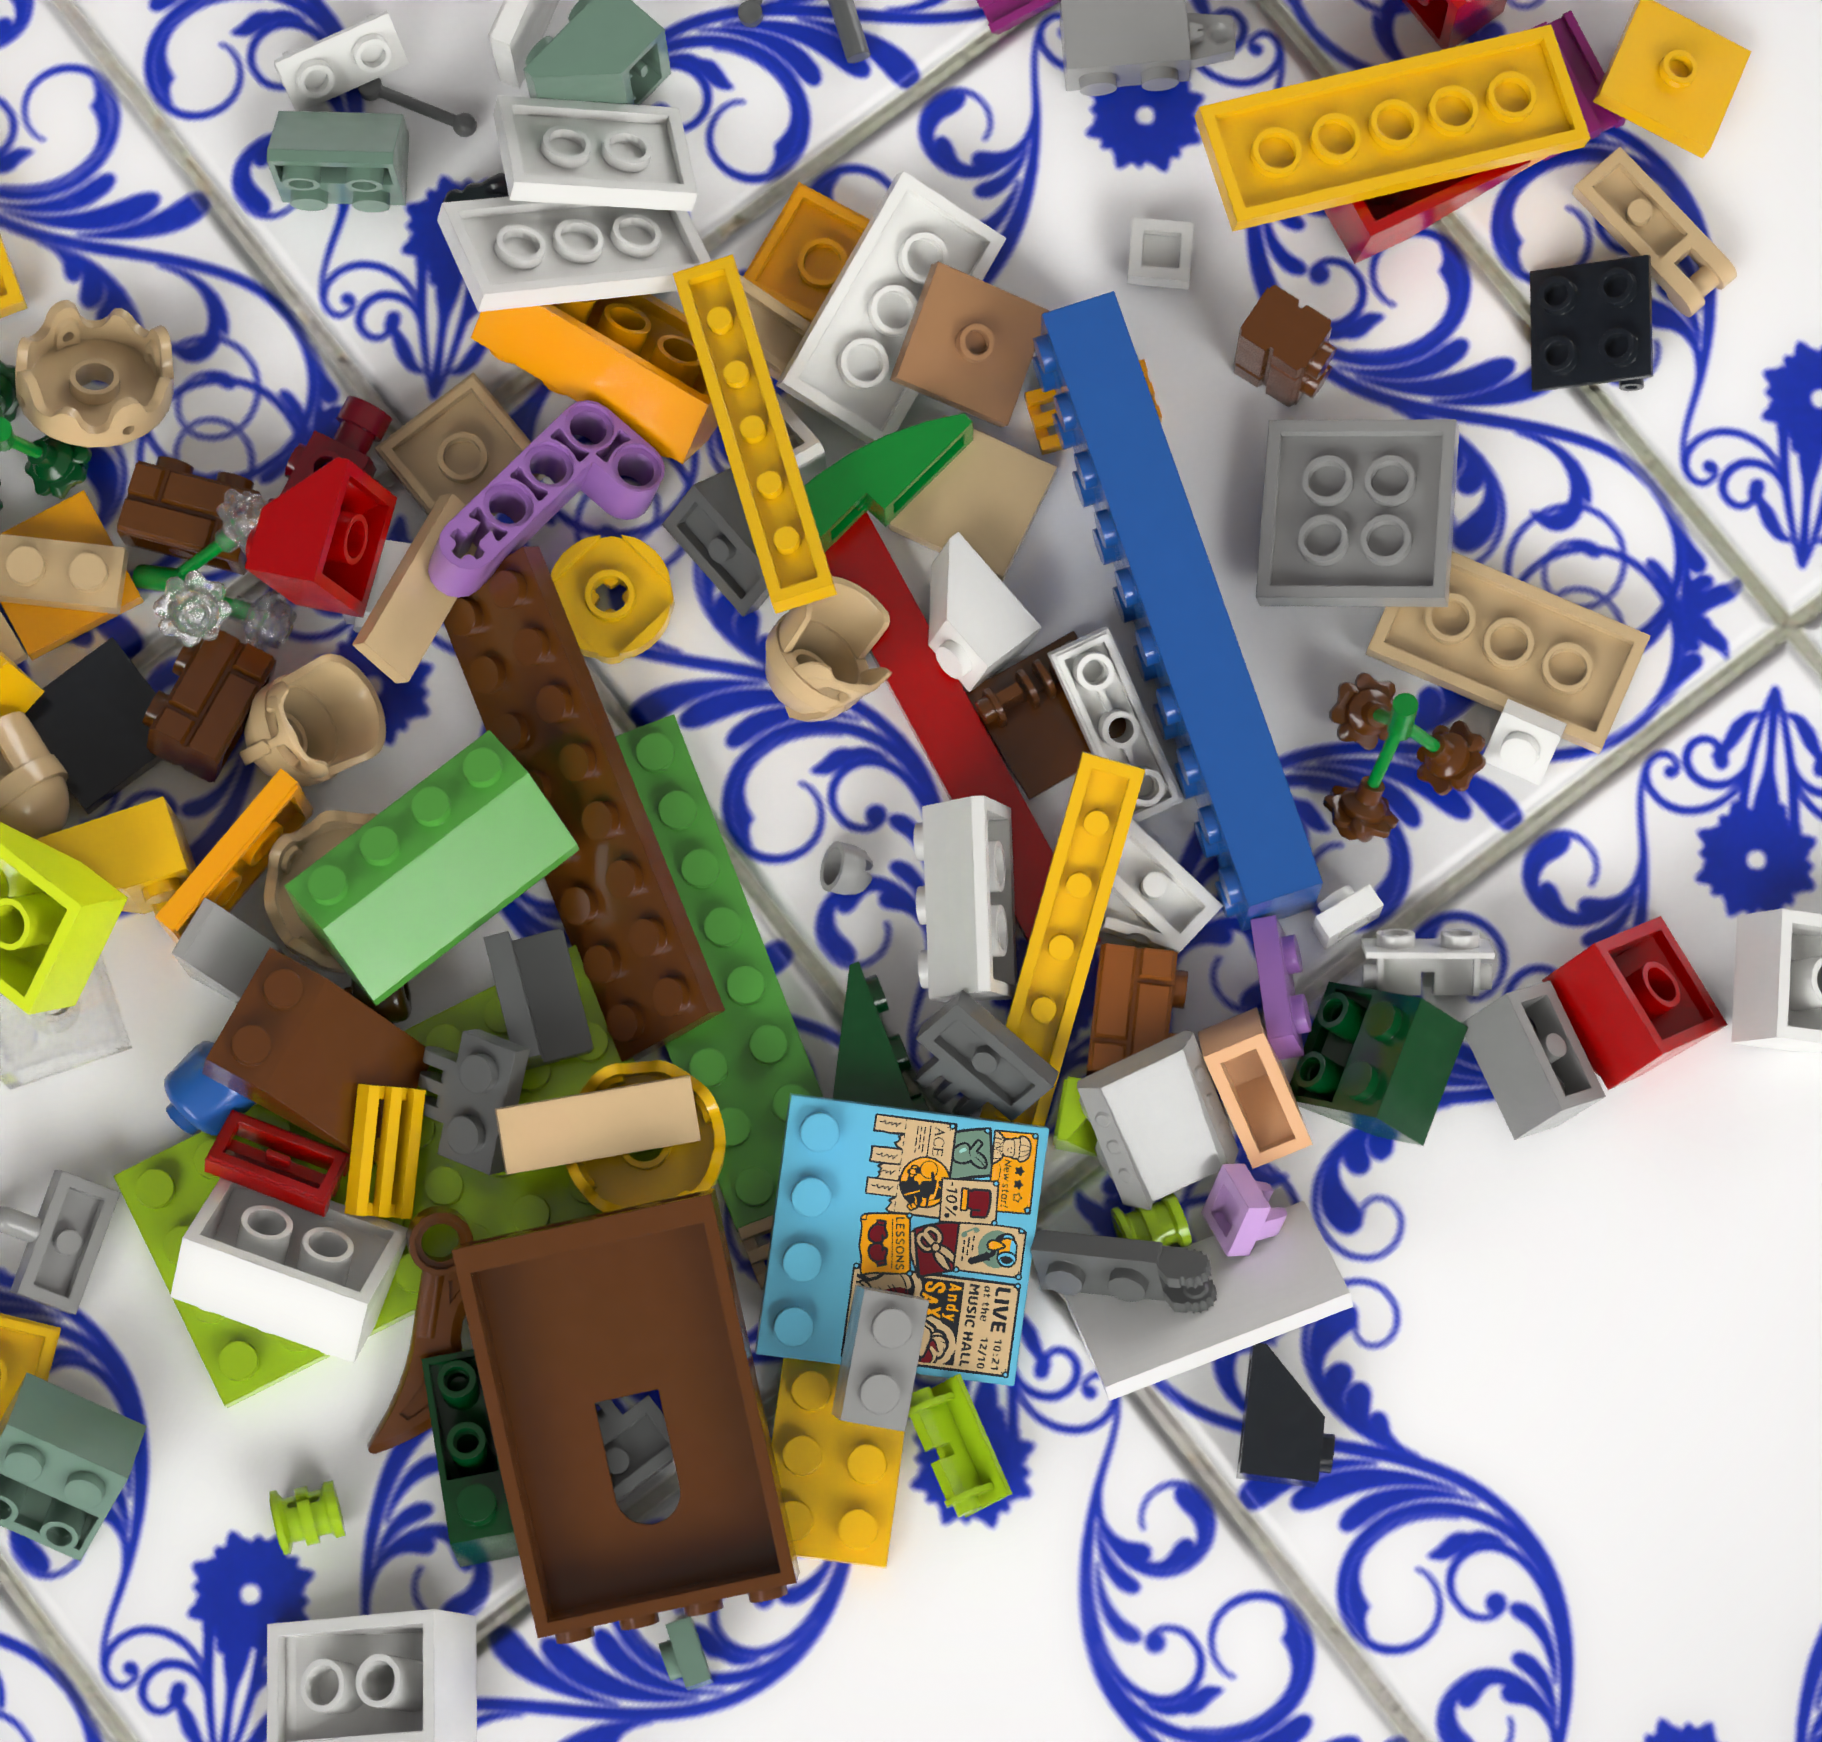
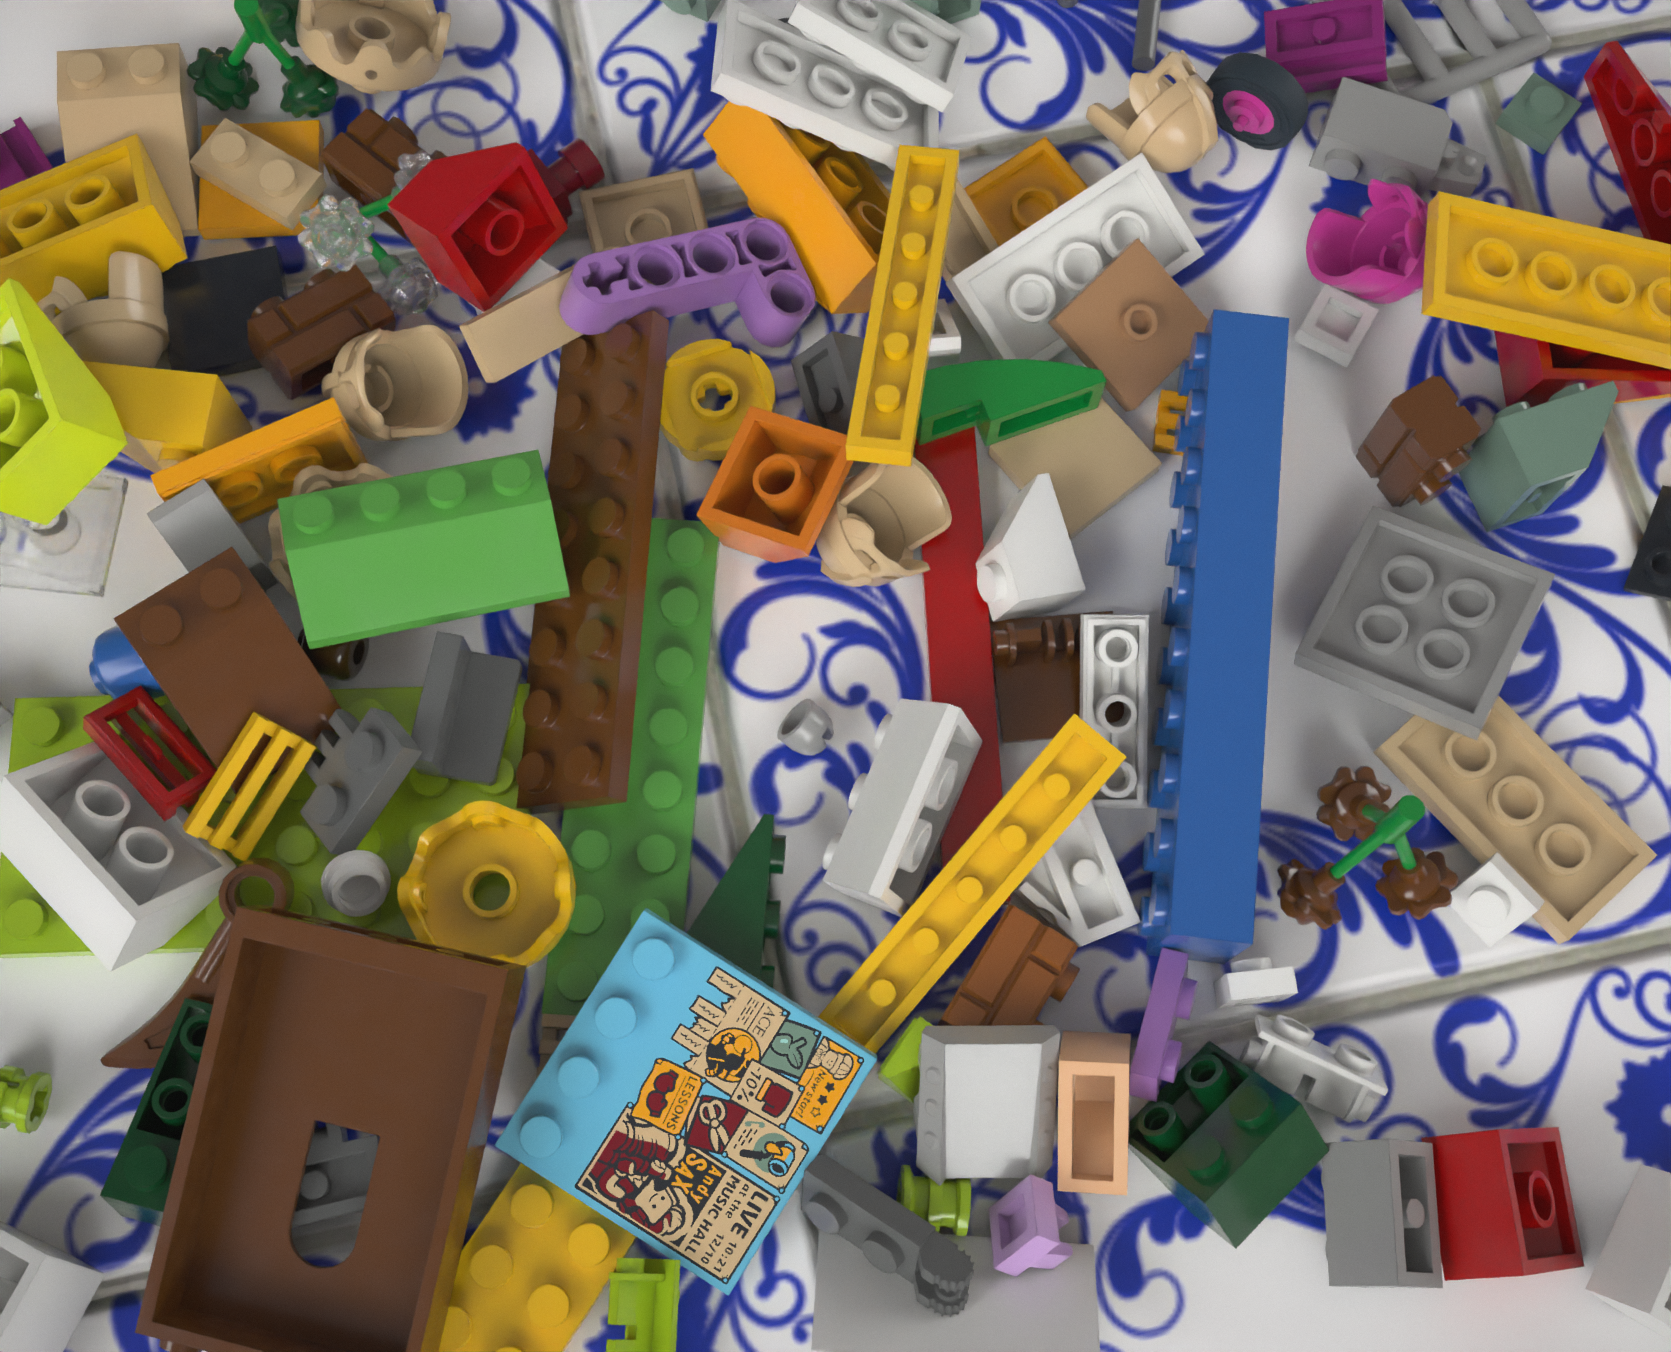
camera: 20 degrees right, 5 degrees down
(522, 1195) = (356, 882): none -> white plate
(597, 1124) = (447, 852): tan tile -> none
(717, 660) = (775, 486): none -> orange slope
(880, 1358) = (603, 1212): light grey brick -> none
(905, 120) = (1162, 119): none -> tan helmet
(980, 1061) = (842, 962): dark grey hinge -> none
(988, 60) = (1257, 101): none -> black wheel
(1159, 169) = (1375, 254): none -> dark pink helmet
(1396, 310) = (1535, 453): none -> sand green slope

